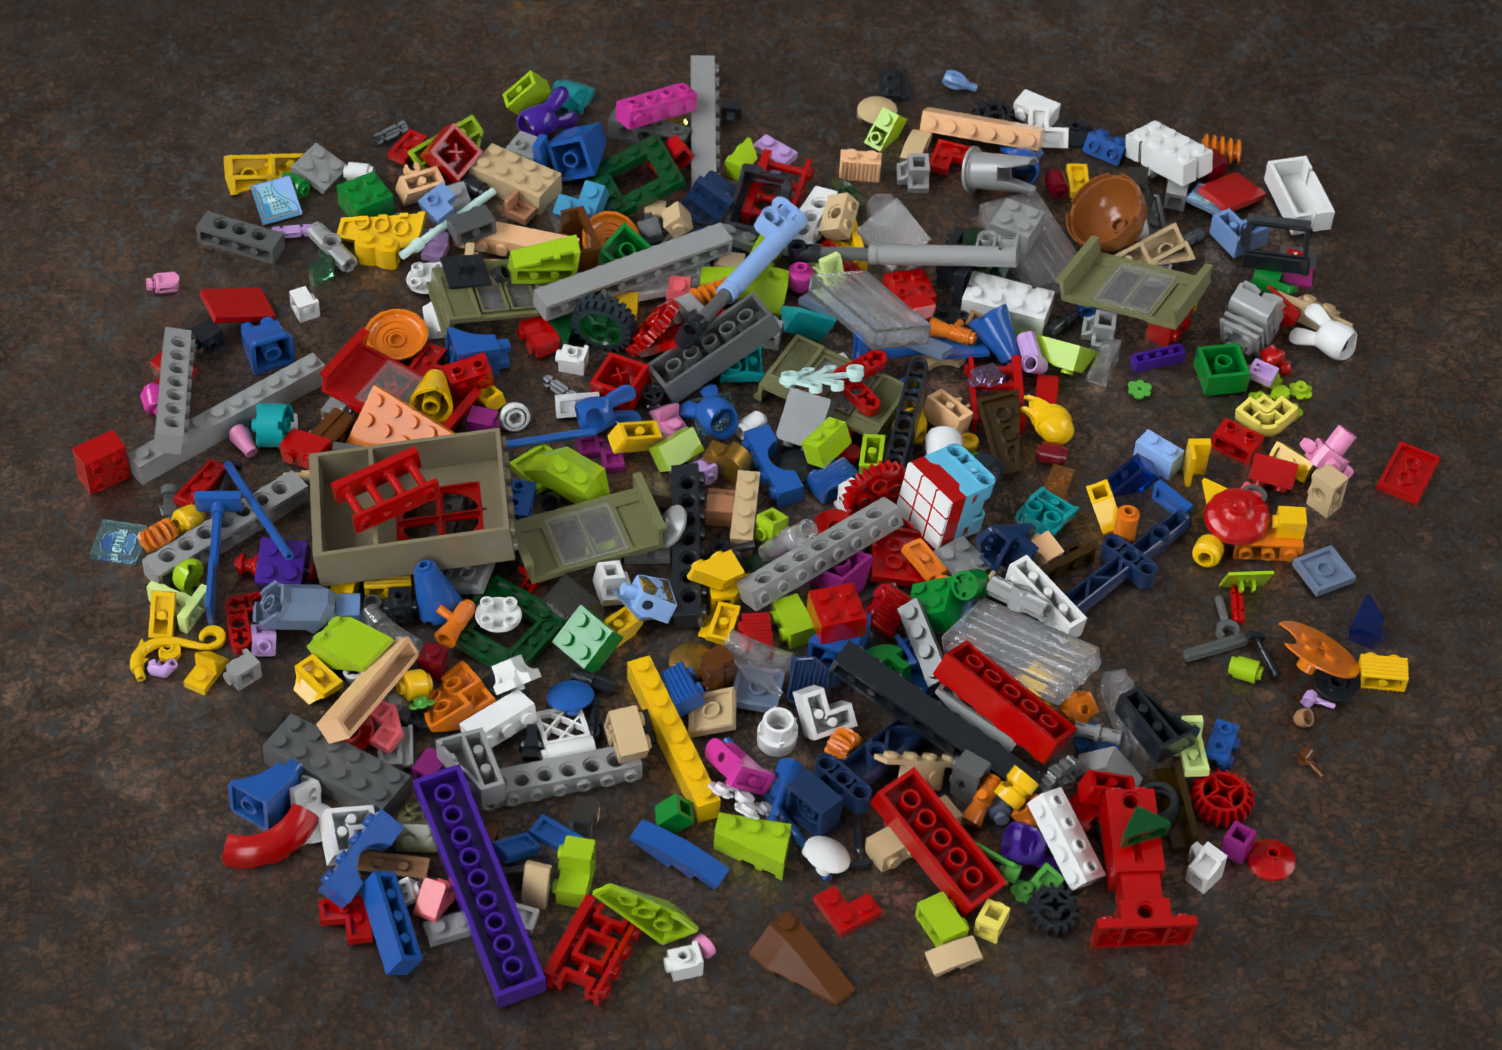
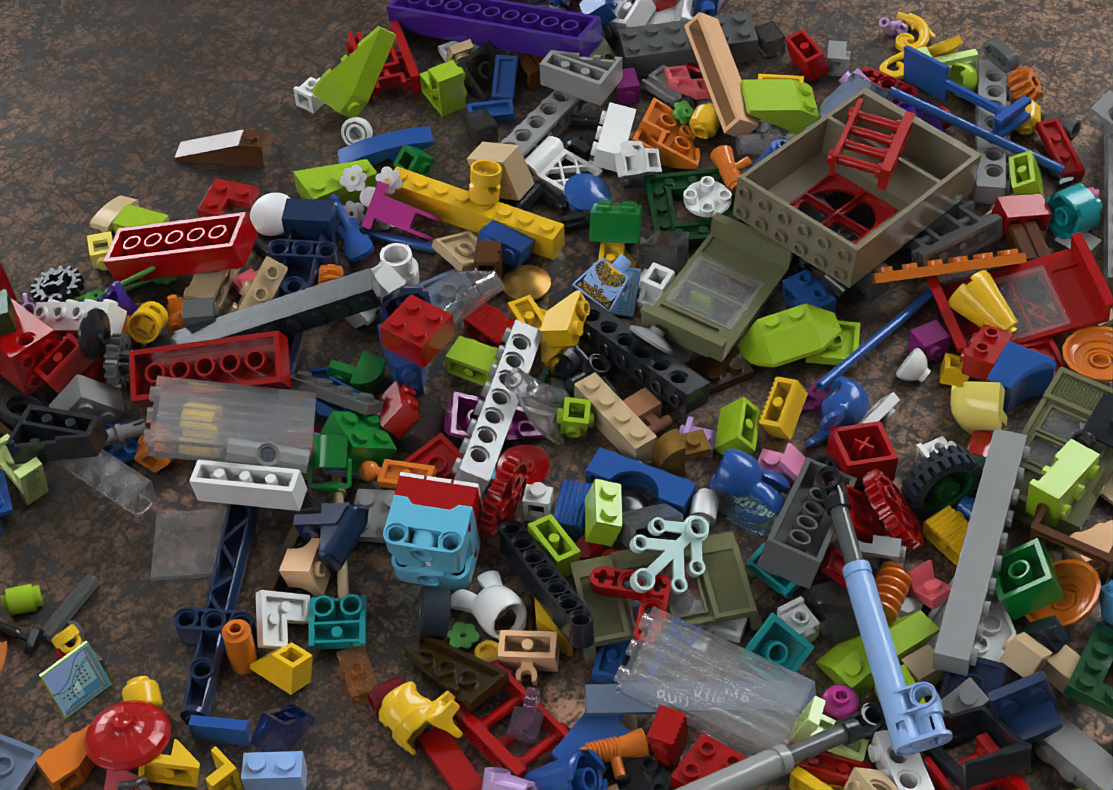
camera: 145 degrees right, 0 degrees up
(117, 542) = (1057, 80): clear light blue tile -> none
(147, 555) = (1000, 55): none -> dark grey beam
(206, 671) = (865, 48): yellow slope -> none
(266, 469) = (1025, 174): none -> lime brick
(267, 681) = (807, 55): none -> red brick
(434, 660) = (711, 139): dark red brick -> none
(524, 347) = (978, 406): none -> light yellow brick
(556, 386) = (912, 426): axle -> none
(659, 713) = (485, 182): none -> yellow wheel
(684, 887) = (355, 130): none -> white brick
(705, 945) = (307, 109): bright pink tile -> none
(1072, 773) = (94, 334): none -> black dish
(1086, 533) = (273, 614): none -> white plate
(1087, 917) = (30, 306): none -> lavender hand
(1111, 635) = (186, 543): none -> clear piece
(1234, 612) = (66, 635): none -> yellow tile
(1290, 522) = (61, 760): yellow brick -> none

